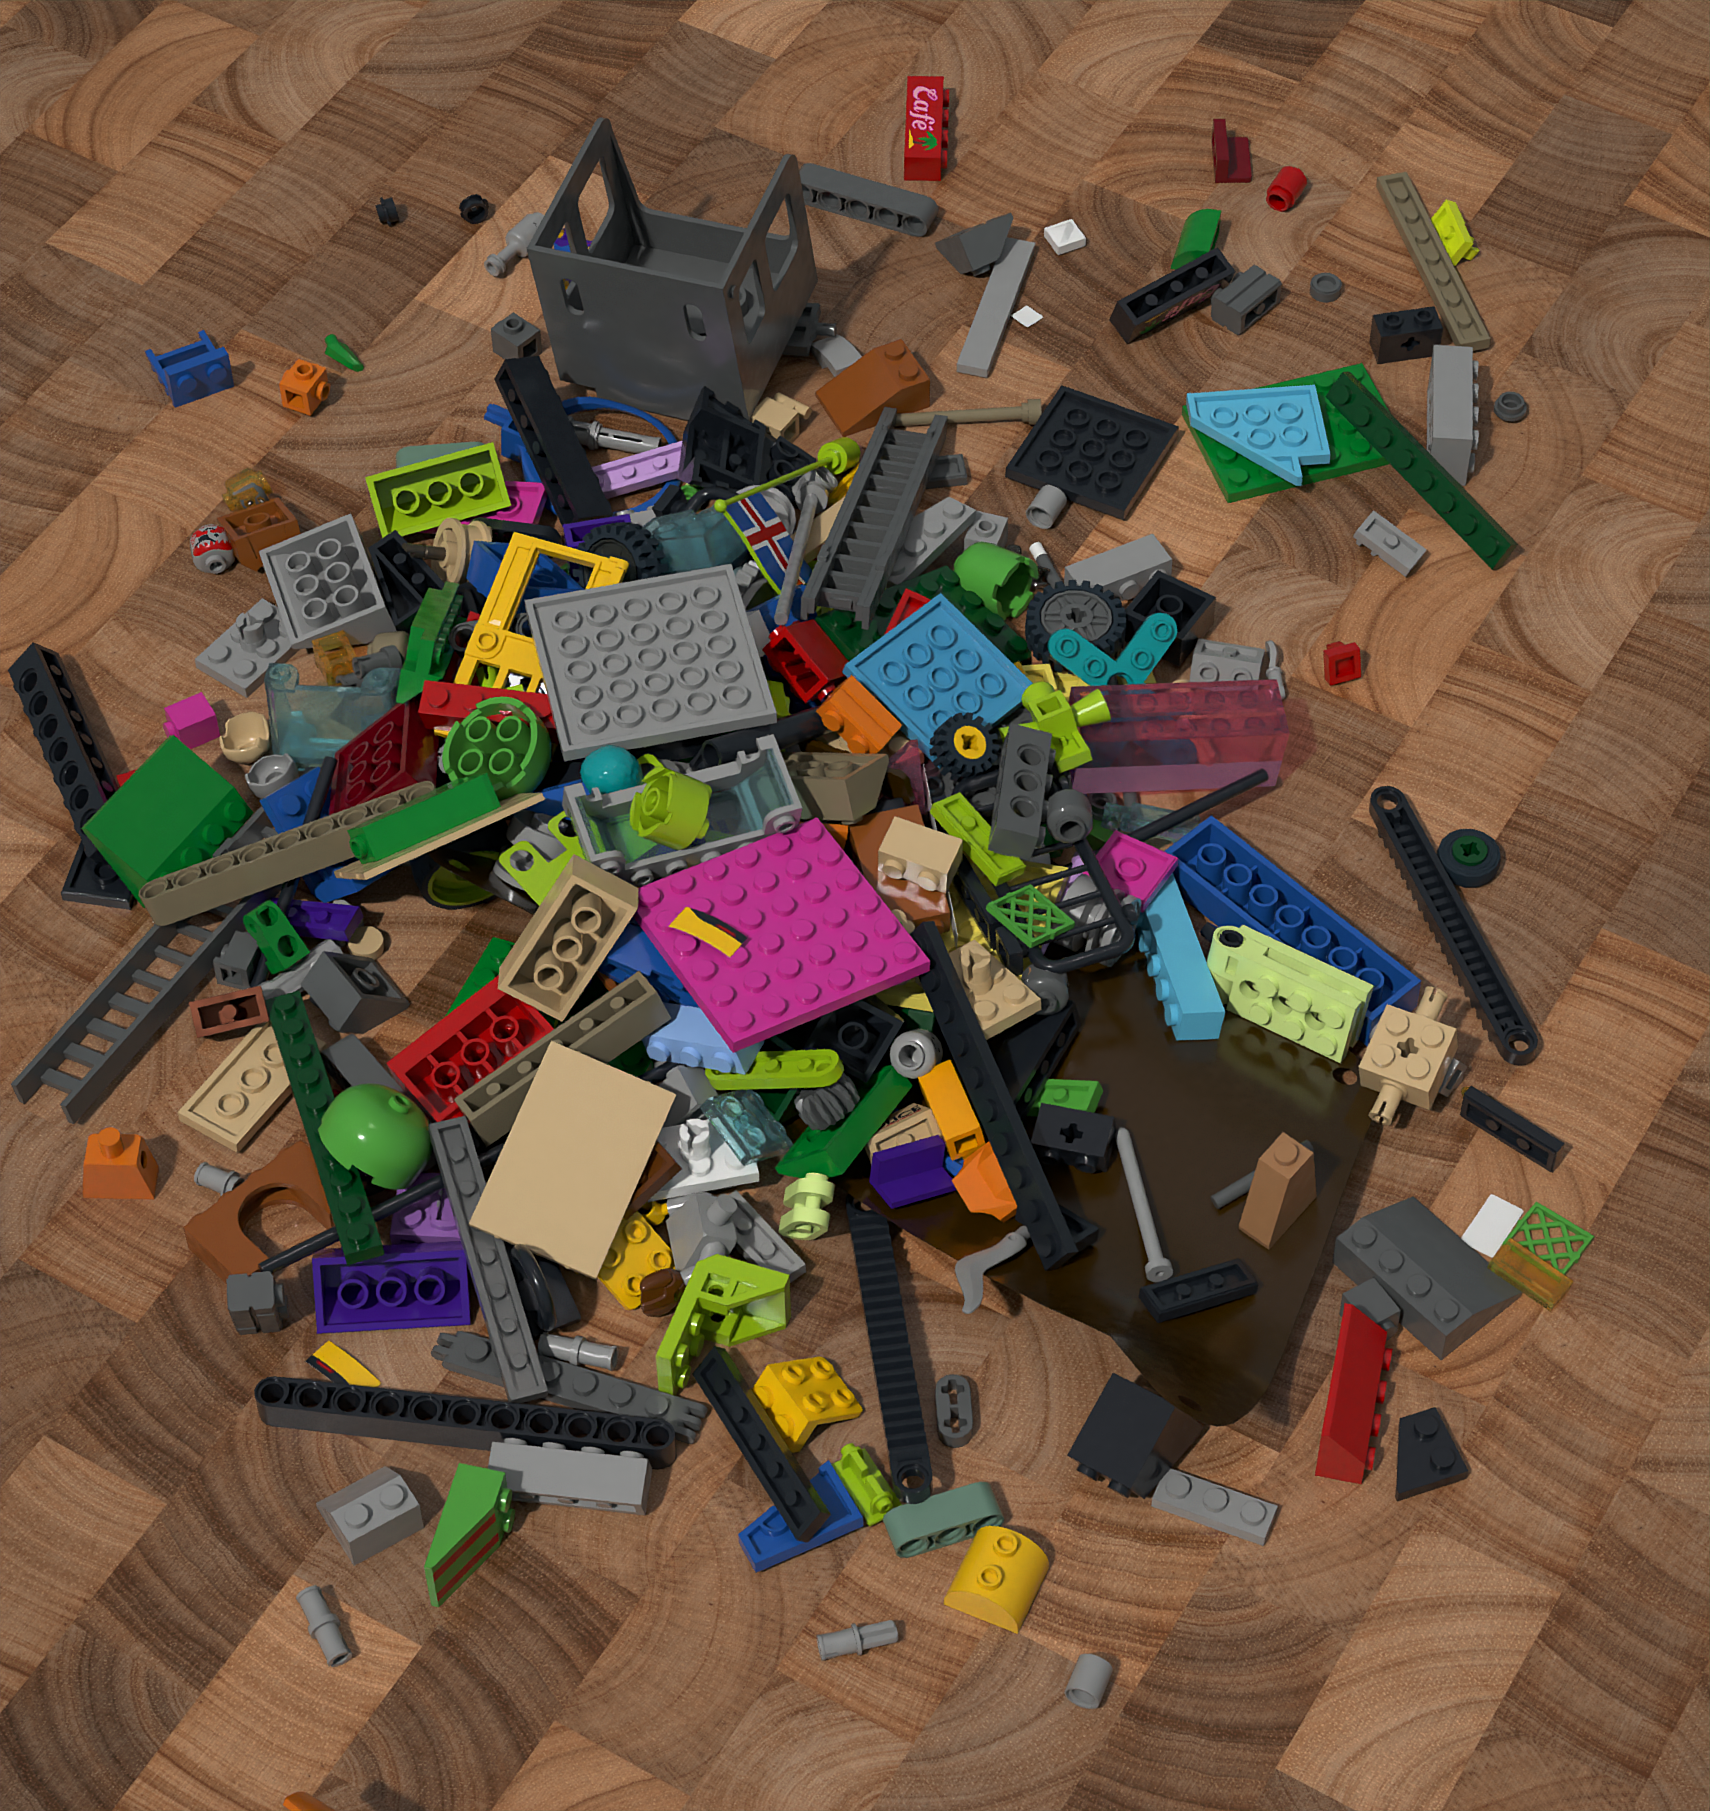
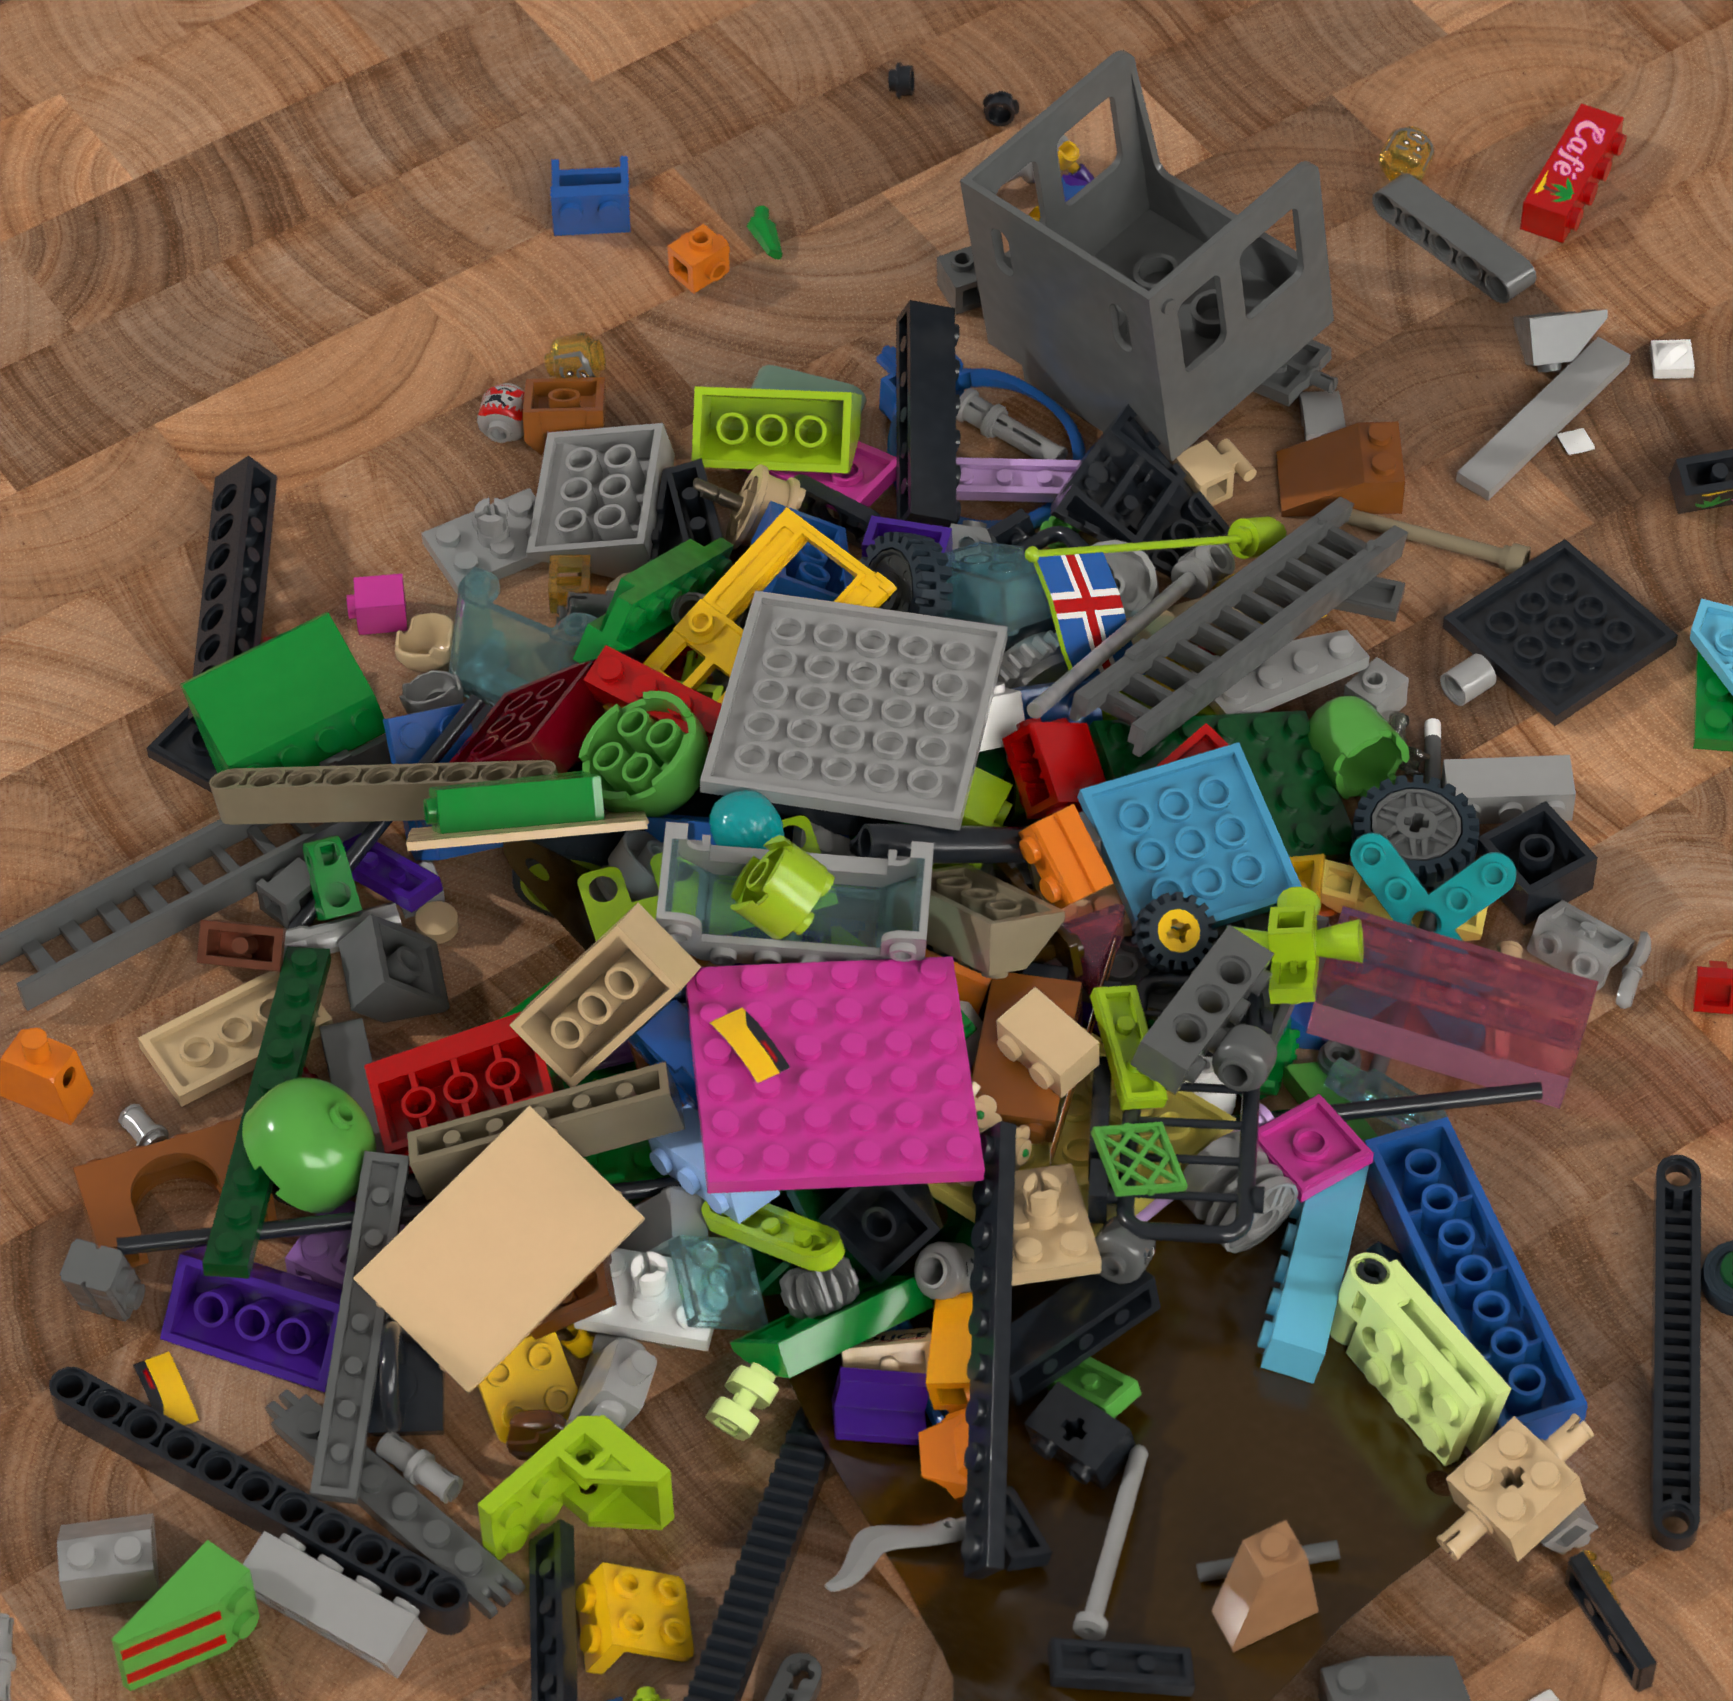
camera: 25 degrees right, 0 degrees up
(761, 1244) = (678, 1421): light grey plate -> none
(801, 144) = (1406, 152): none -> clear yellow head

